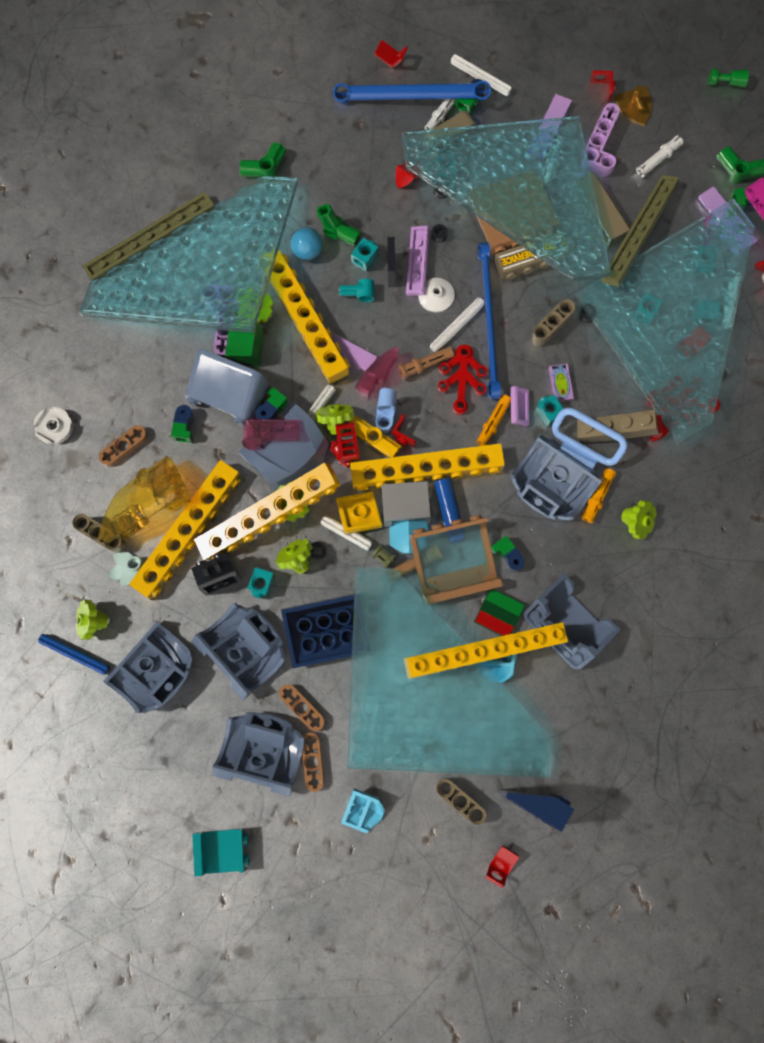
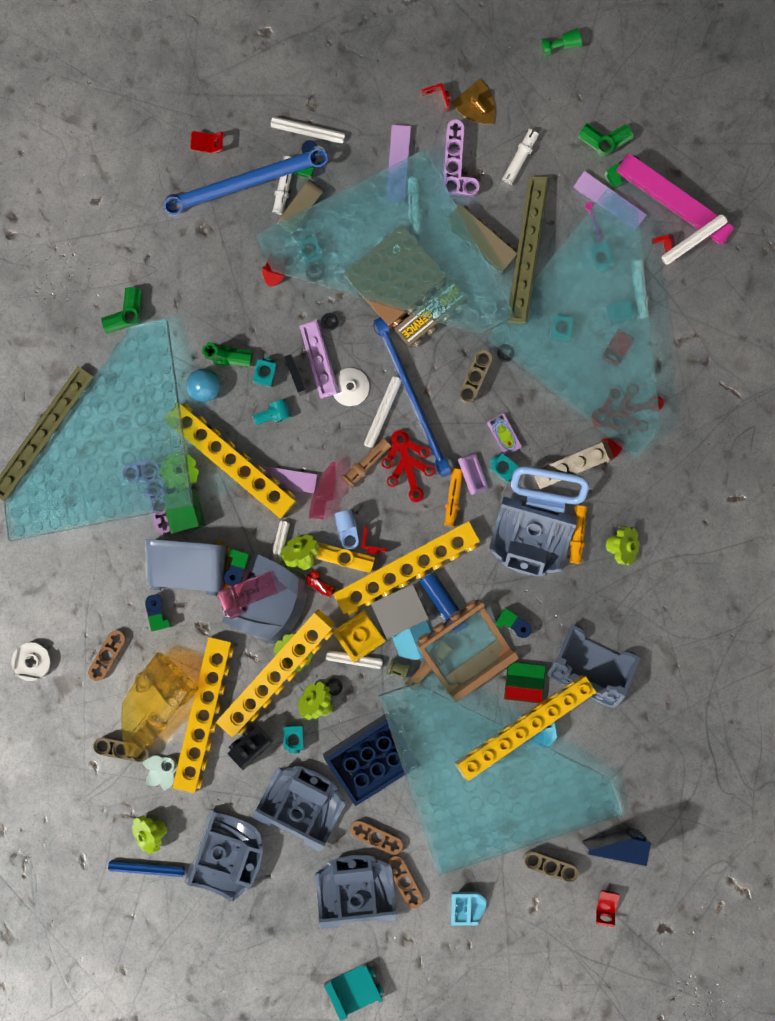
camera: 25 degrees left, 10 degrees up
(352, 456) = (333, 588): red slope -> none

